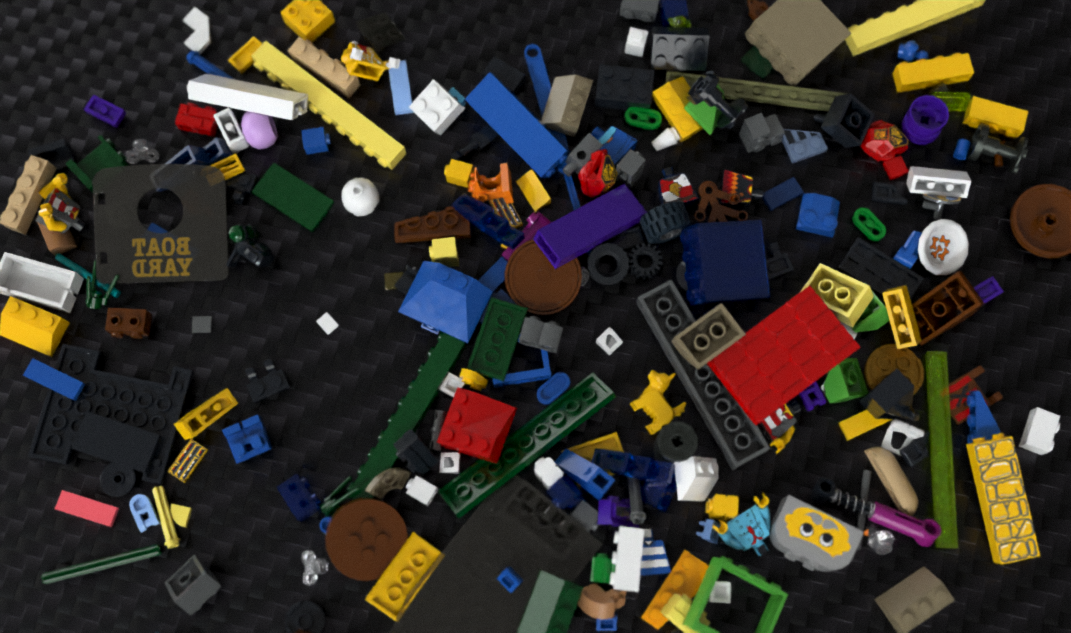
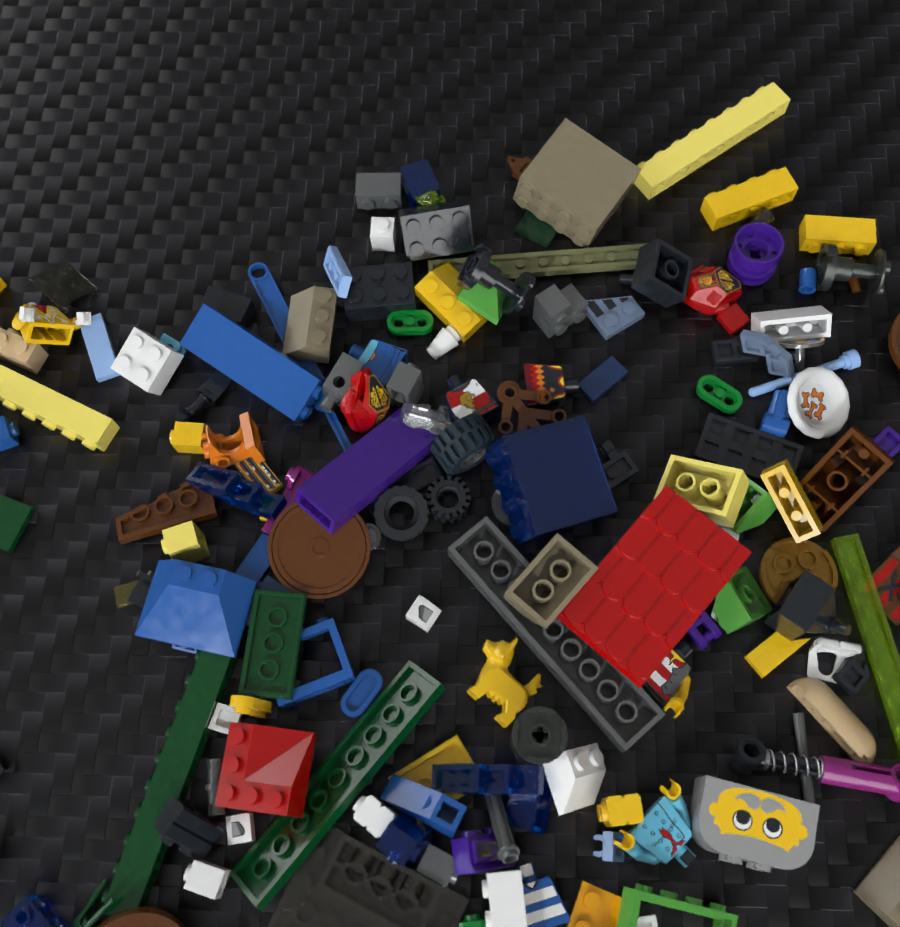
camera: 10 degrees left, 5 degrees down
(327, 323) = (46, 670): white sticker -> none
(360, 196) = (66, 494): white cylinder -> none
(388, 480) = (154, 876): dark tan tile -> none
(533, 191) = (290, 440): yellow slope -> none
(541, 334) = (328, 625): dark grey brick -> none
(595, 66) = (337, 271): none -> light blue tile
(638, 194) = (421, 416): none -> clear wing
(818, 214) = (653, 395): blue slope -> none
(879, 540) = (838, 807): clear animal -> none
(909, 53) = (714, 180): blue animal -> none
(920, 206) = (778, 359): none -> sand blue tile
(954, 100) = (787, 224): clear neon green tile -> none
(976, 219) = (848, 360): none -> light blue piece

